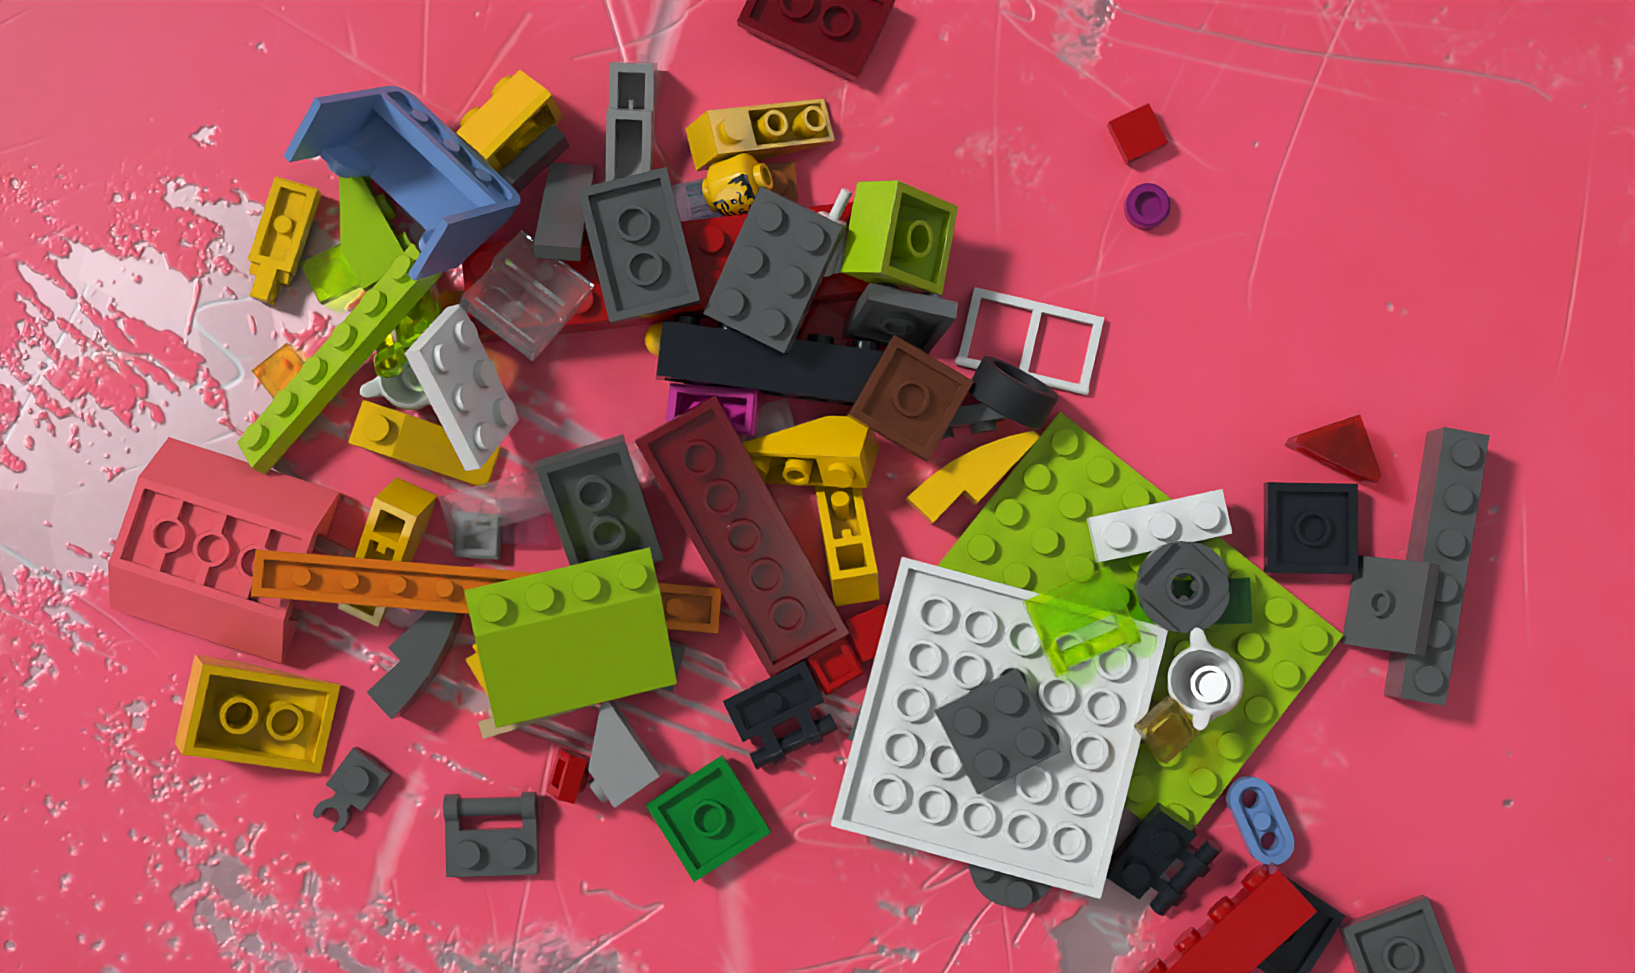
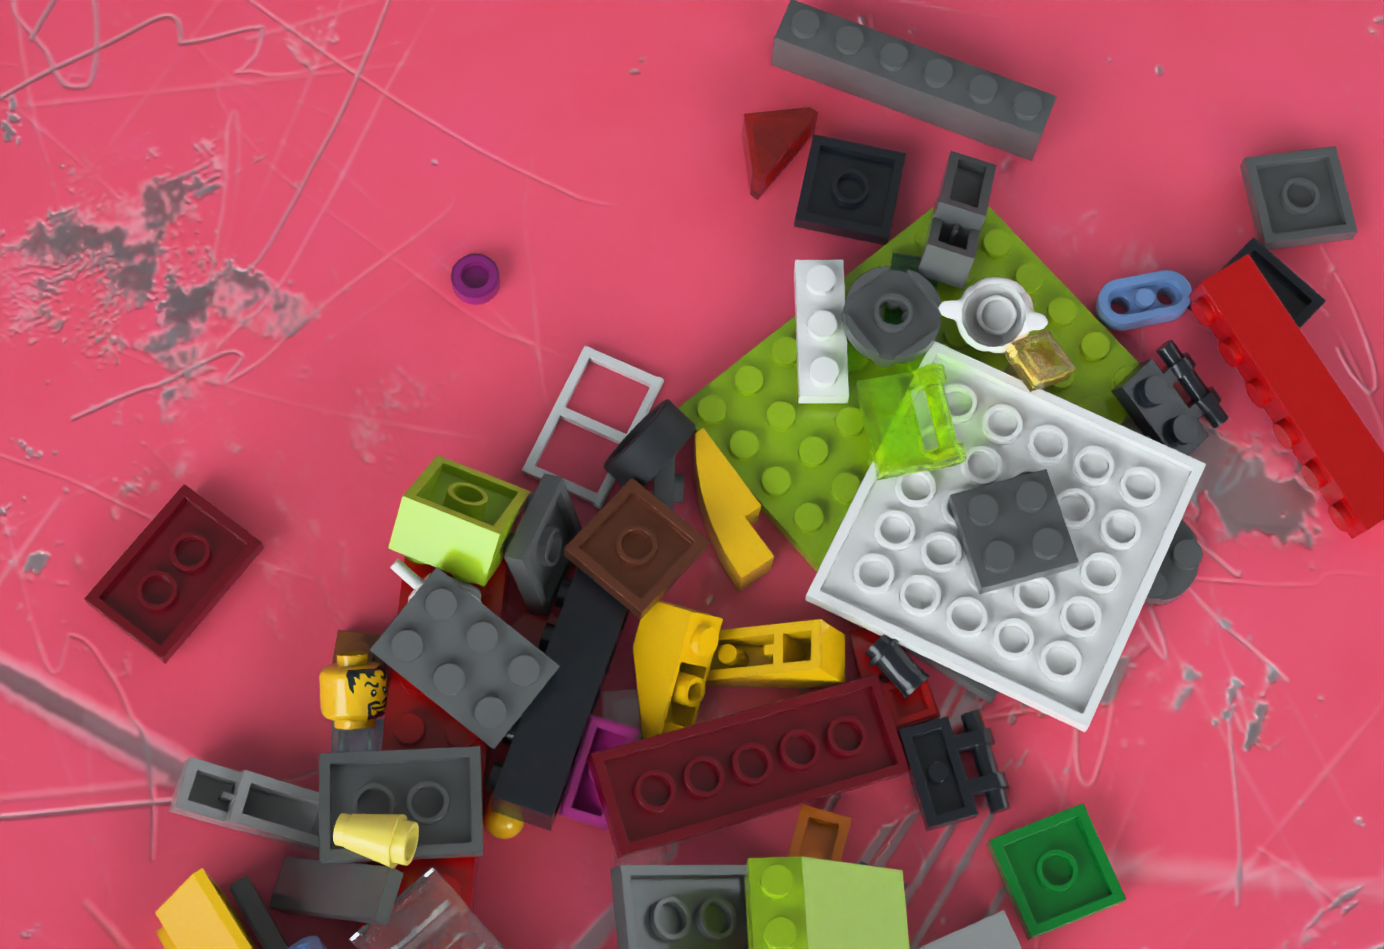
camera: 80 degrees left, 15 degrees down
(600, 231) = (379, 837): none -> light yellow cone
(758, 131) = (294, 664): yellow slope -> none
(858, 648) = (896, 665): none -> black pin
(1137, 133) = (395, 272): red tile -> none
(1296, 631) = (957, 220): none -> dark grey slope
(1391, 605) = (941, 119): dark grey plate -> none

